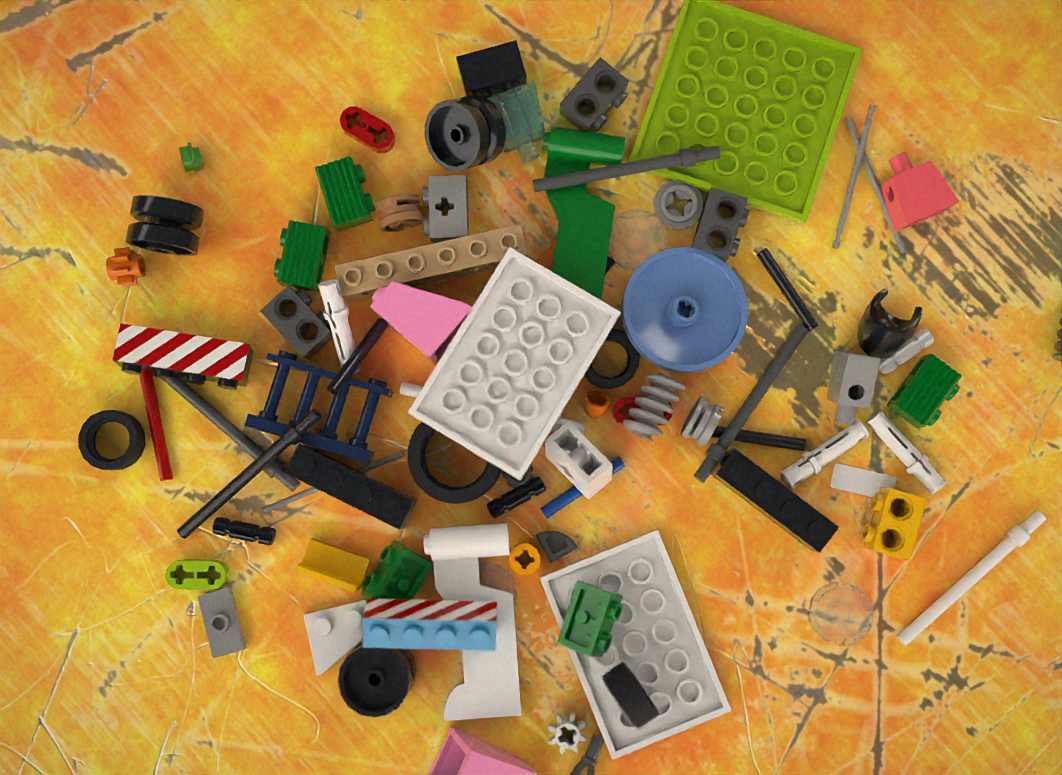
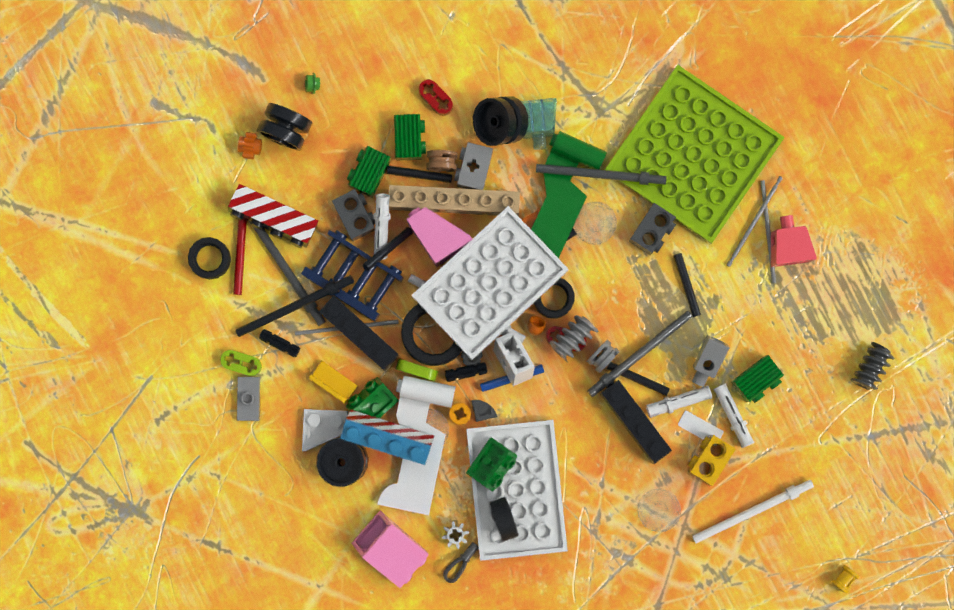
camera: 15 degrees right, 0 degrees up
(374, 241) = (421, 174): none -> black bar
(446, 514) = (416, 370): none -> lime beam
(492, 70) = (530, 83): black brick -> none
(588, 94) = (590, 115): dark grey brick -> none
(682, 192) = (636, 200): light grey gear -> none
(684, 310) = (612, 279): medium blue dish -> none
(883, 333) = (741, 331): black piece -> none
(919, 341) = (753, 348): white axle -> none

